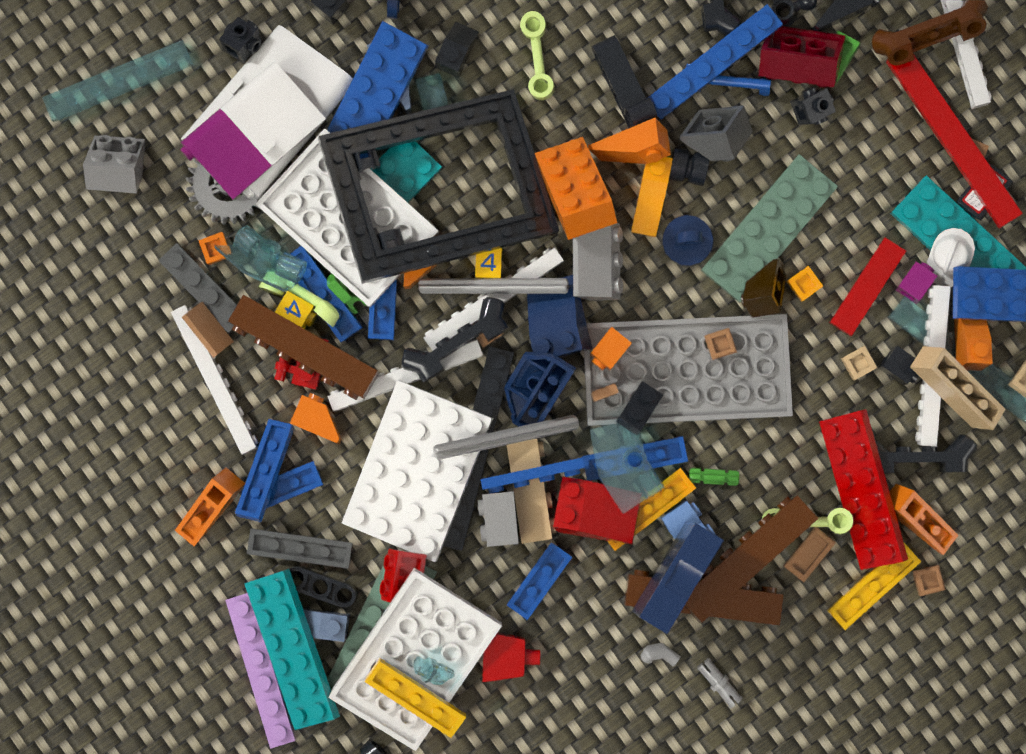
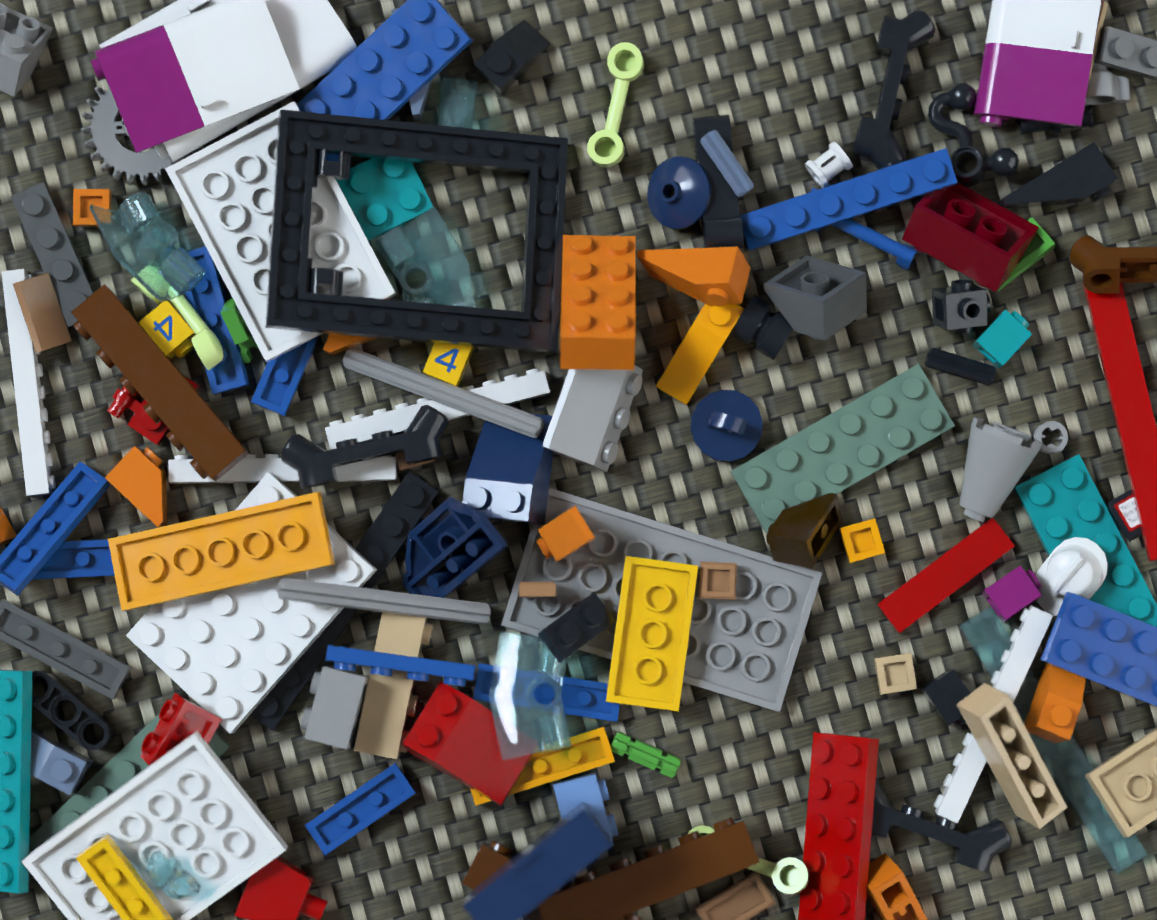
camera: 20 degrees right, 0 degrees up
(386, 443) = (221, 551): none -> light orange plate
(451, 195) = (431, 249): none -> clear light blue panel
(609, 96) = (690, 195): none -> dark blue dish
(626, 66) = (727, 163): none -> sand blue axle
(690, 394) = (652, 633): none -> yellow plate
(692, 44) = (828, 165): none -> white bush
(825, 146) = (960, 366): none -> black axle
(848, 117) = (1003, 338): none -> teal brick
(873, 204) = (993, 466): none -> light grey cone
(911, 169) = (1051, 426): none -> light grey bush

